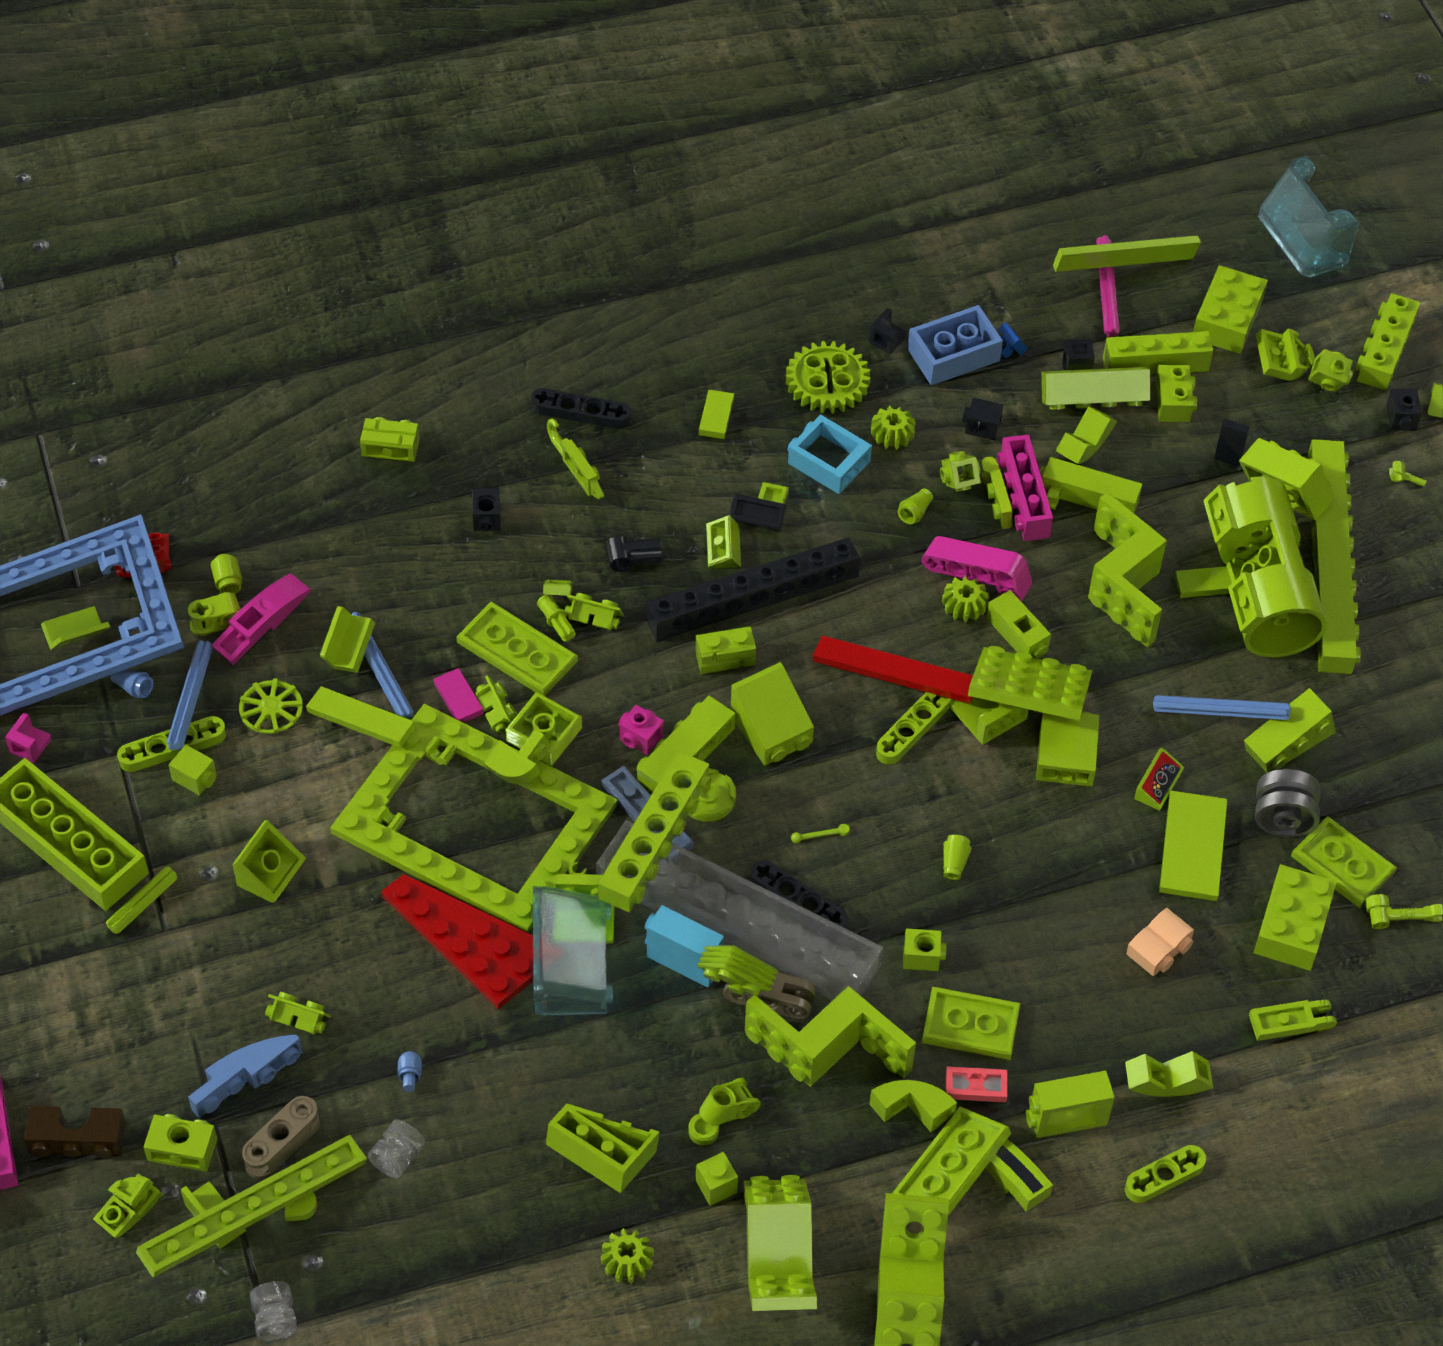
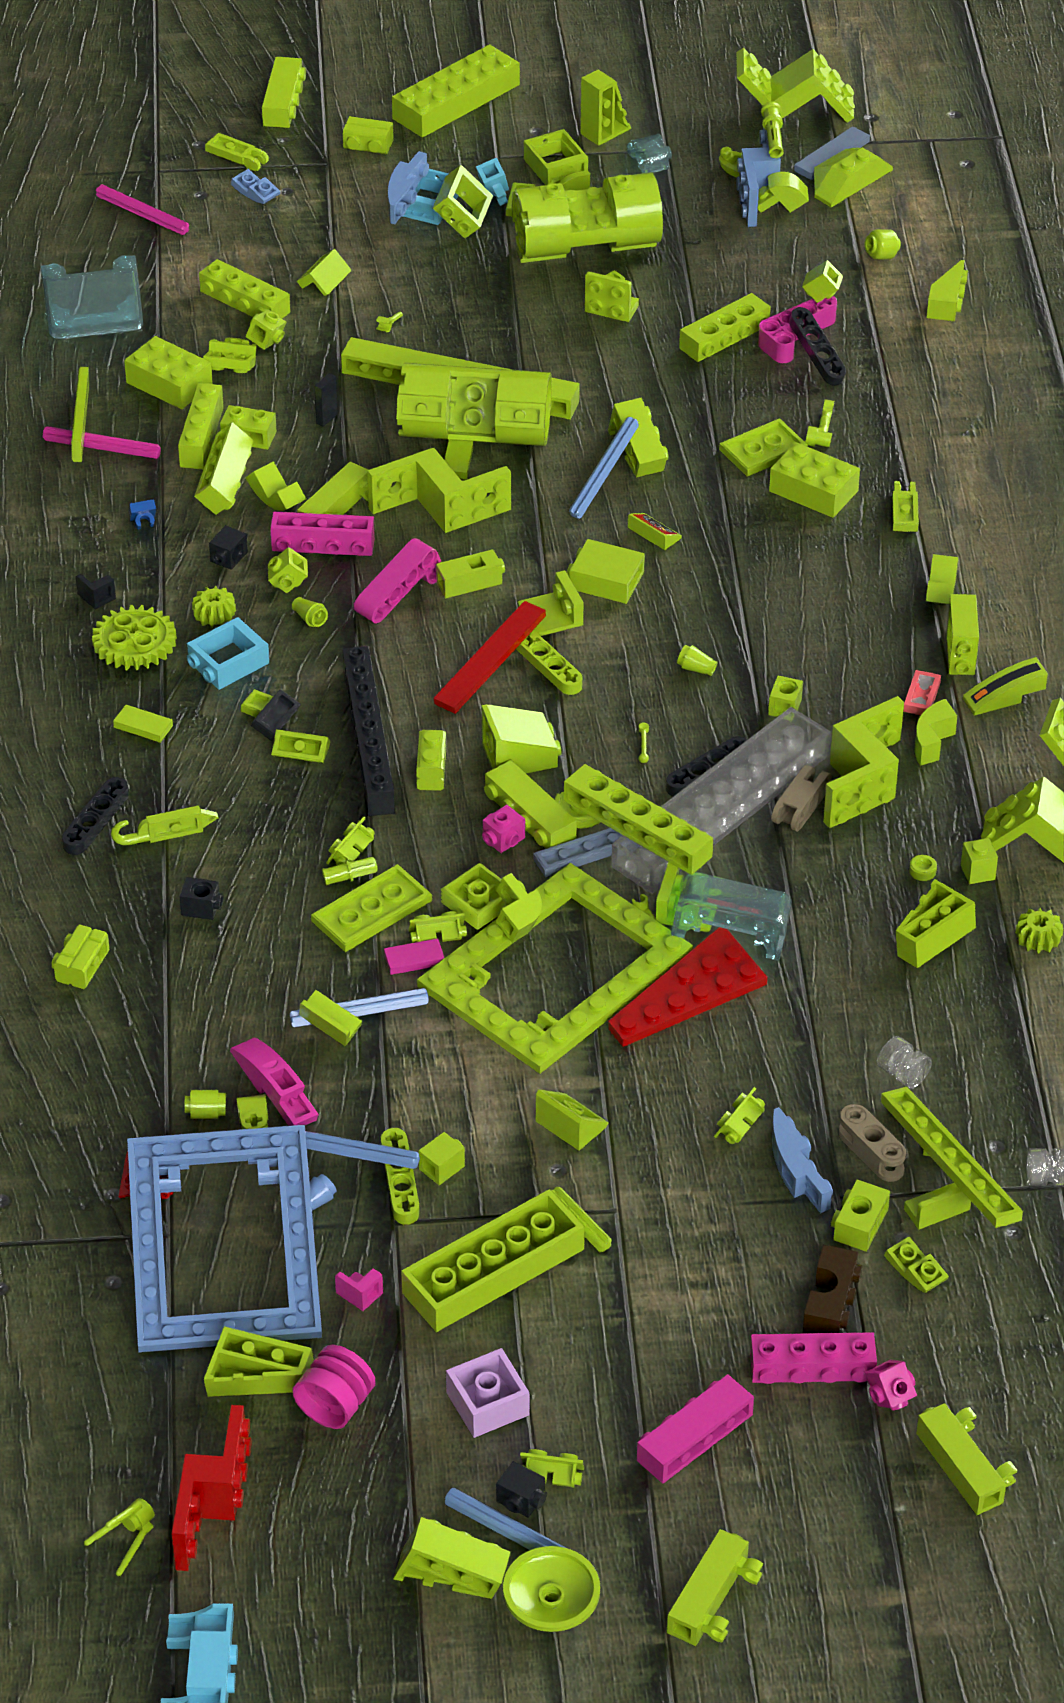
camera: 75 degrees left, 10 degrees down
(73, 627) = (241, 1228): lime panel -> none
(131, 1189) = (907, 1252): lime tile -> none
(270, 706) = (379, 1094): lime wheel -> none
(361, 717) = (420, 1024): lime tile -> none
(409, 1069) = (819, 1048): medium blue cylinder -> none
(557, 587) = (315, 862): lime tile -> none
(626, 553) = (291, 808): black piece -> none
(679, 943) = (750, 834): medium azure brick -> none
(728, 1103) = (907, 841): lime piece -> none
(737, 969) = (804, 782): lime brick -> none
(955, 345) = (138, 544): medium blue brick -> none
(955, 1157) = (996, 720): lime tile -> none
(965, 599) = (427, 600): lime gear -> none
(971, 1023) = (859, 686): lime tile -> none
(996, 490) = (323, 554): lime hinge -> none
(1030, 682) = (545, 567): lime plate -> none
(1078, 355) = (188, 470): black brick -> none
(1160, 942) = (815, 560): light nougat brick -> none
(1171, 1162) = (1038, 625): lime beam -> none
(1193, 845) = (724, 524): lime tile -> none
(1288, 803) = (711, 452): flat silver wheel -> none
(1302, 477) = (379, 373): lime brick -> none
(1404, 409) = (323, 302): black brick -> none

